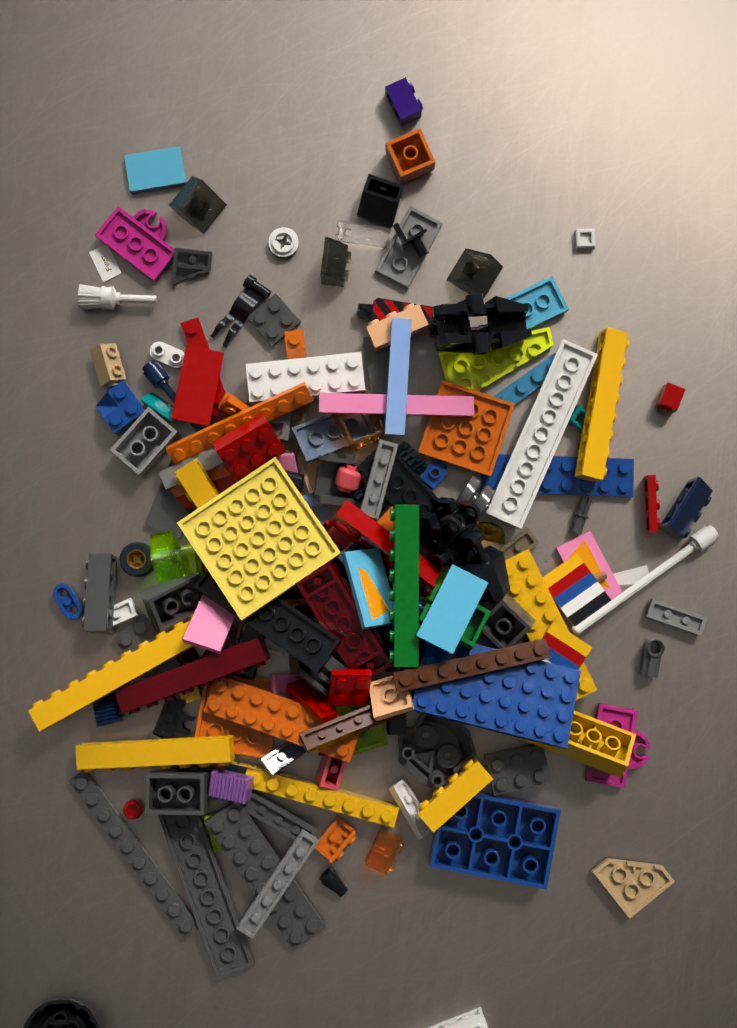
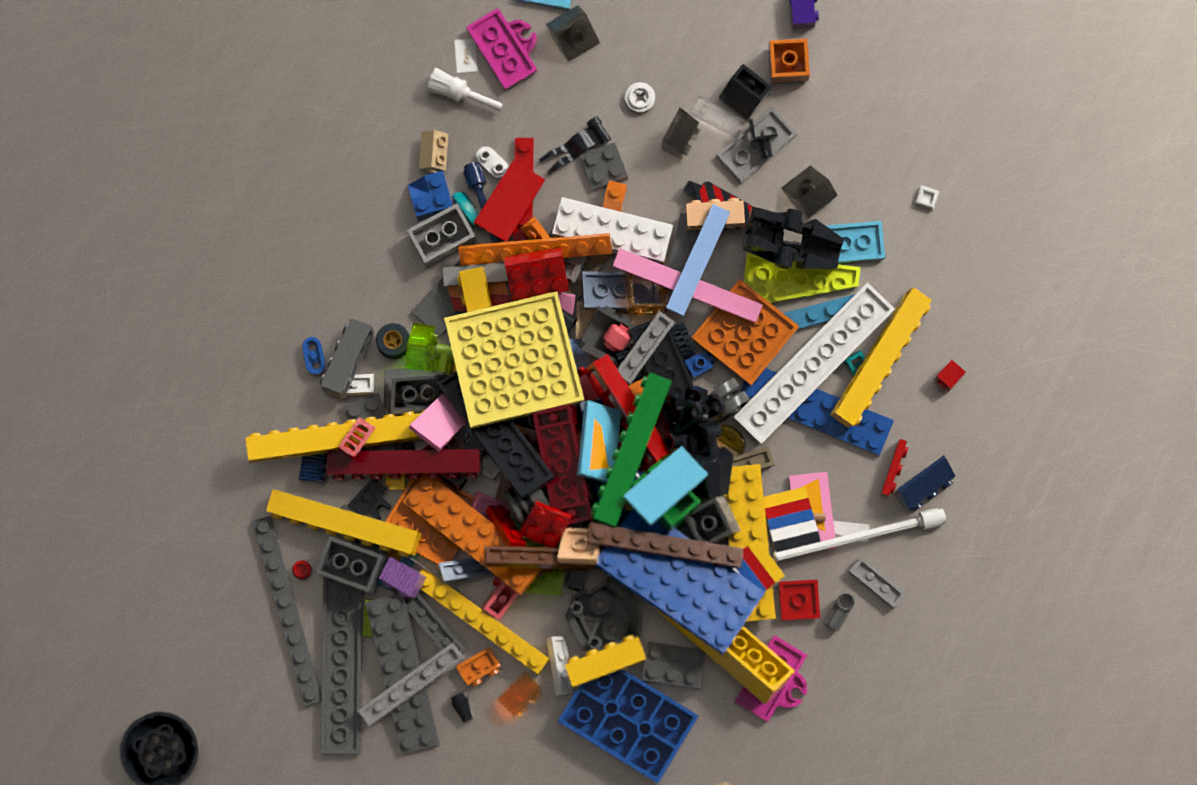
camera: 25 degrees right, 5 degrees down
(129, 667) = (348, 451): none -> slope
(189, 263) = (545, 85): dark grey wing -> none
(581, 515) = (824, 454): dark grey axle -> none
(610, 661) = (799, 600): none -> red plate

